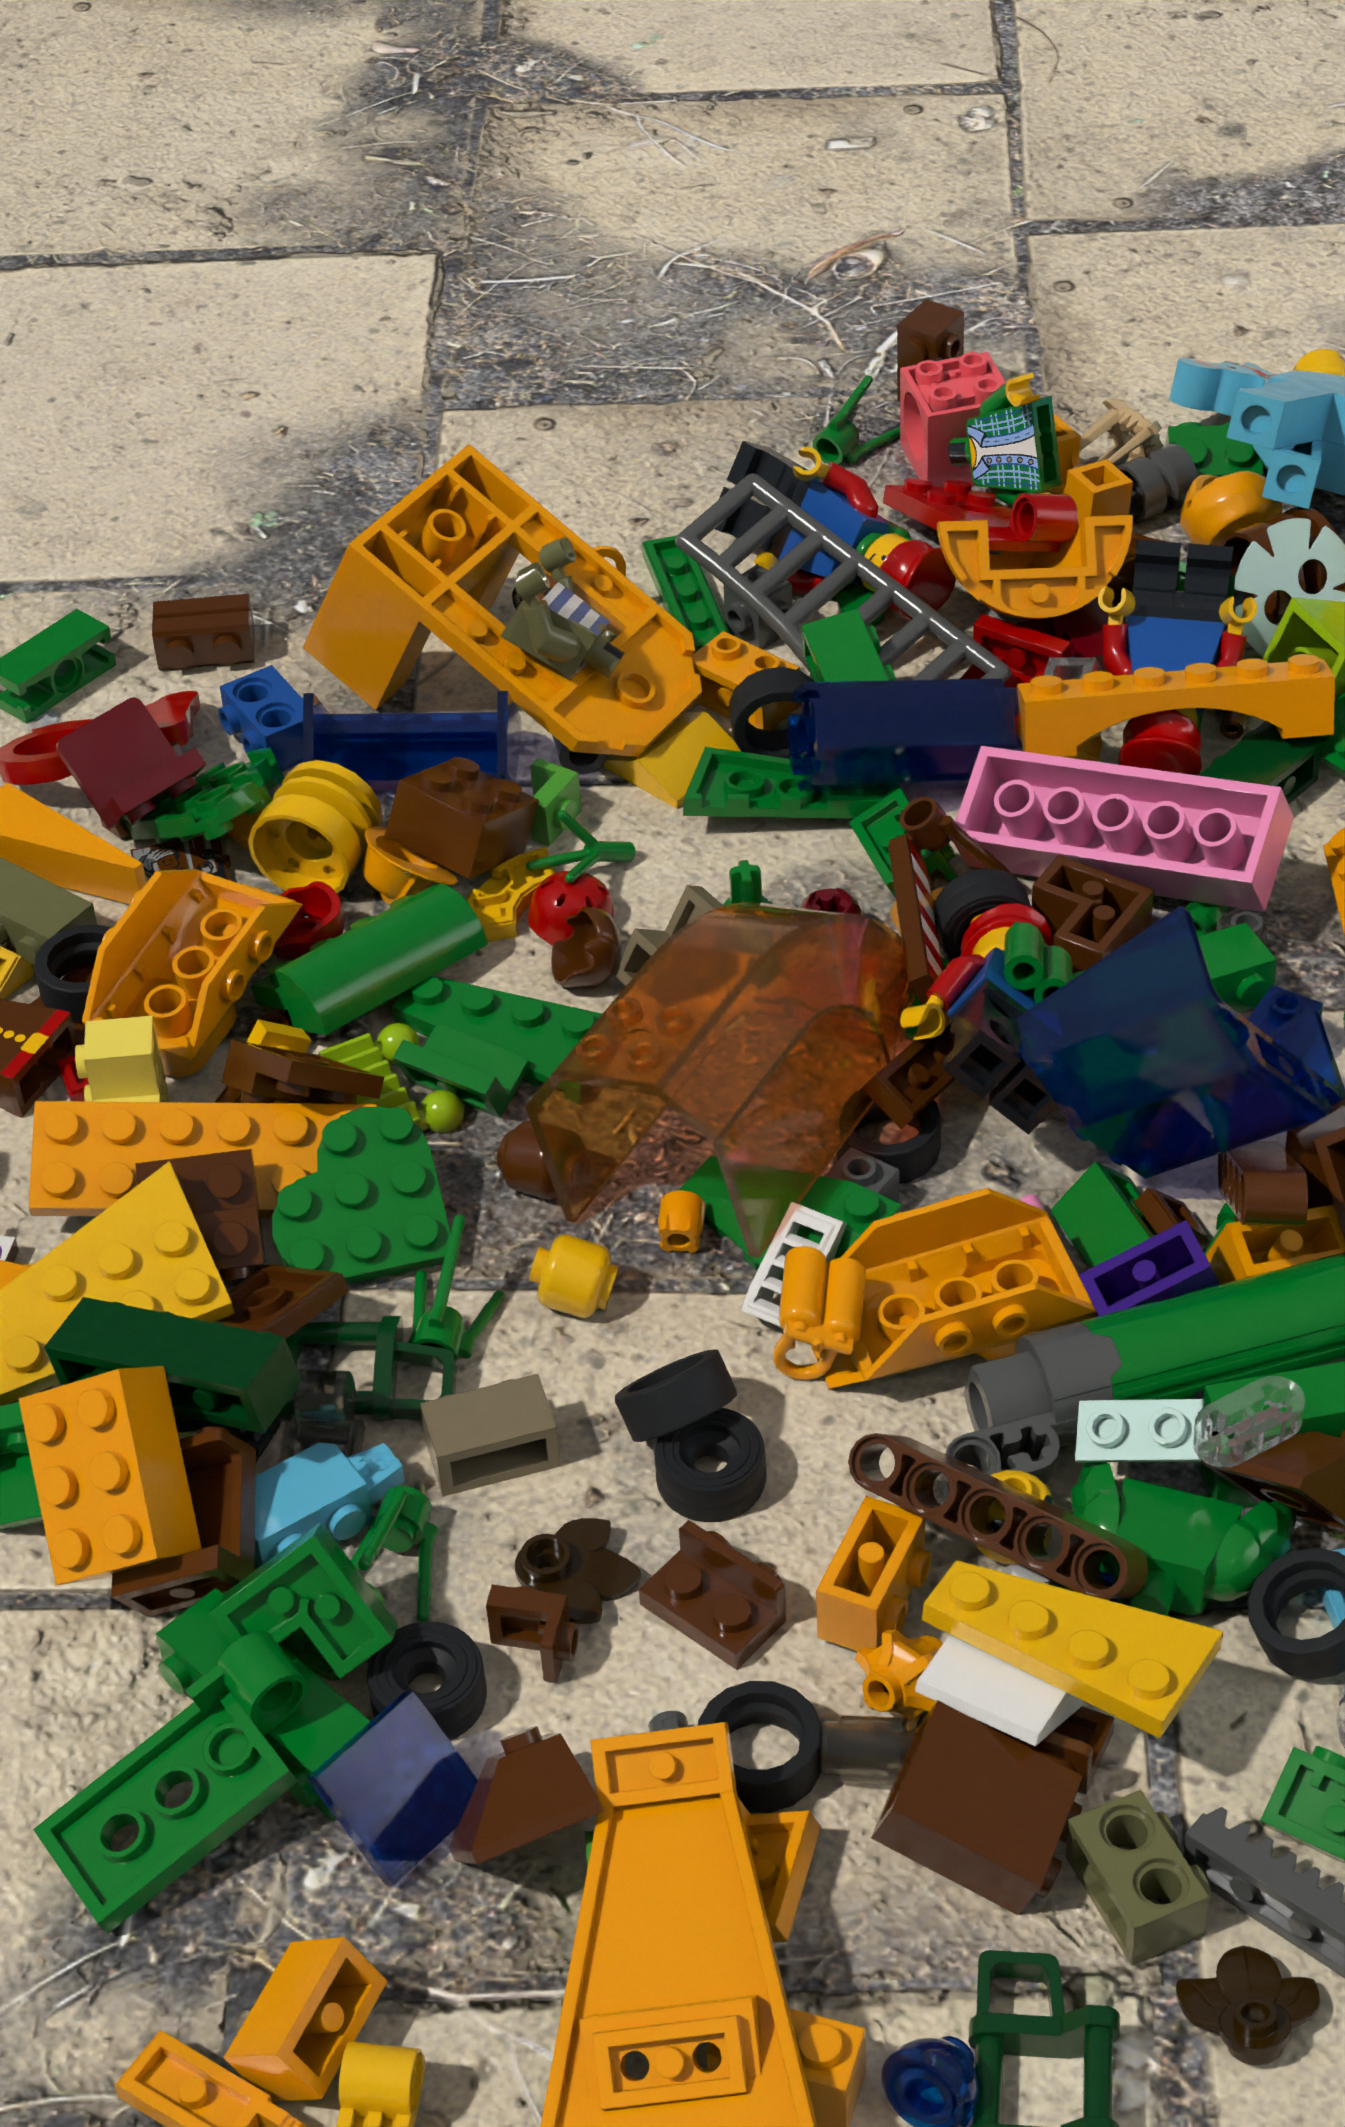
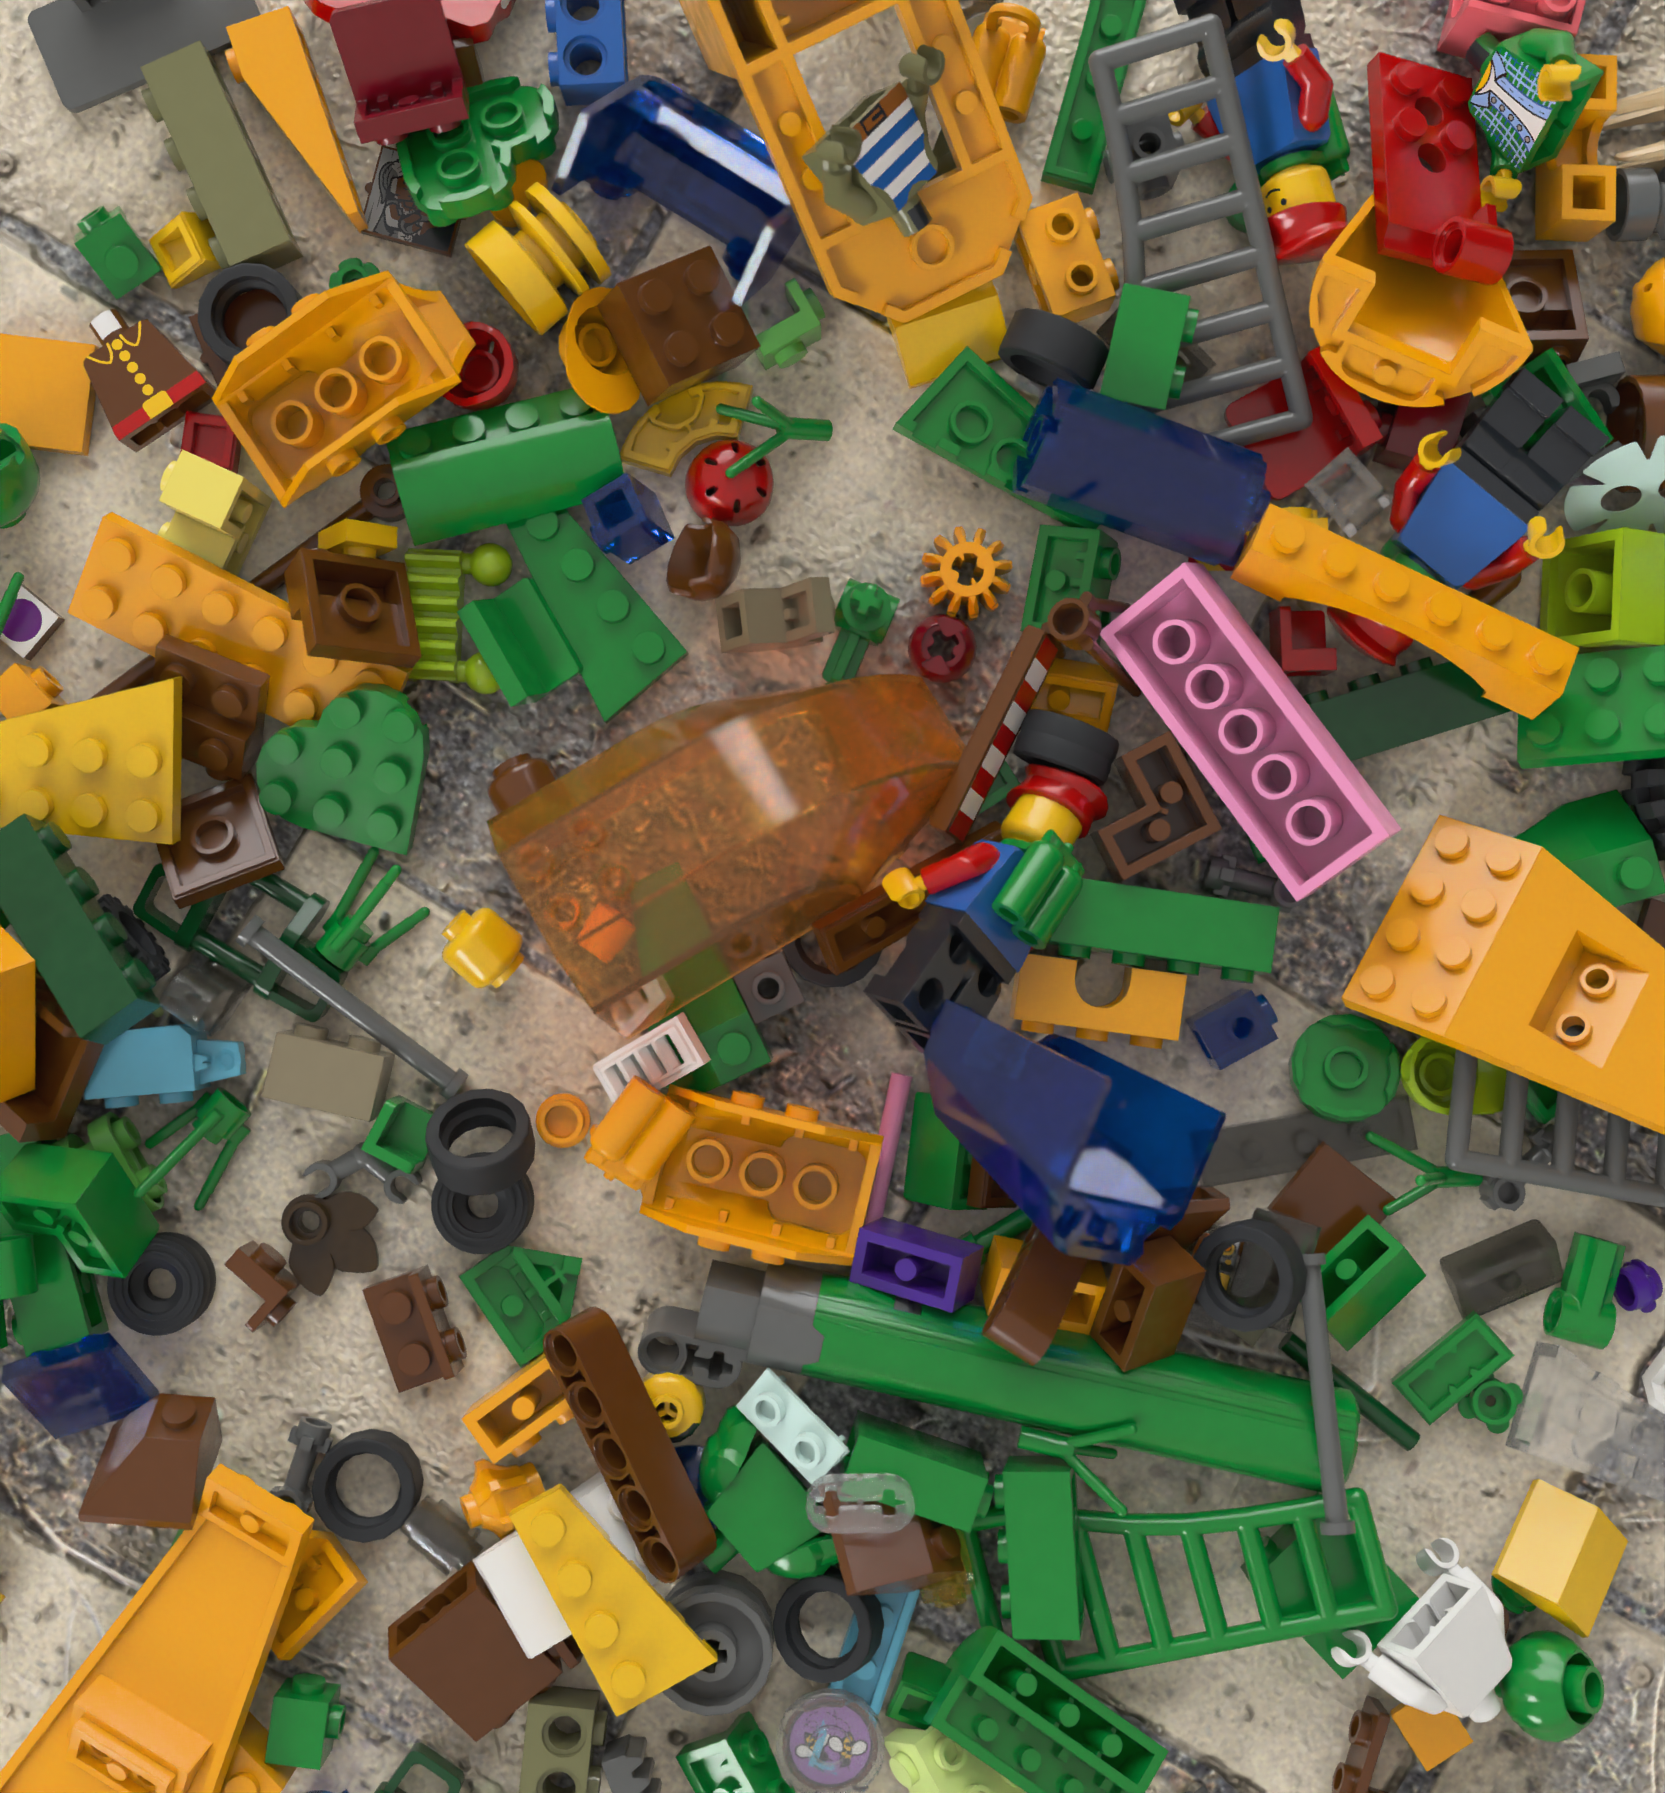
camera: 25 degrees right, 45 degrees up
(475, 1364) = (351, 1007): none -> dark grey bar
(502, 946) = (627, 519): none -> clear blue brick
(581, 1492) = (356, 1160): none -> dark grey arm
(594, 1452) = (400, 1135): none -> green panel
(748, 1369) = (563, 1120): none -> light orange plate
(797, 1520) = (524, 1295): none -> green slope
(811, 865) = (984, 568): none -> light orange gear
(846, 1984) = (304, 1722): none -> green brick
(1239, 1698) = (737, 1616): none -> dark grey wheel

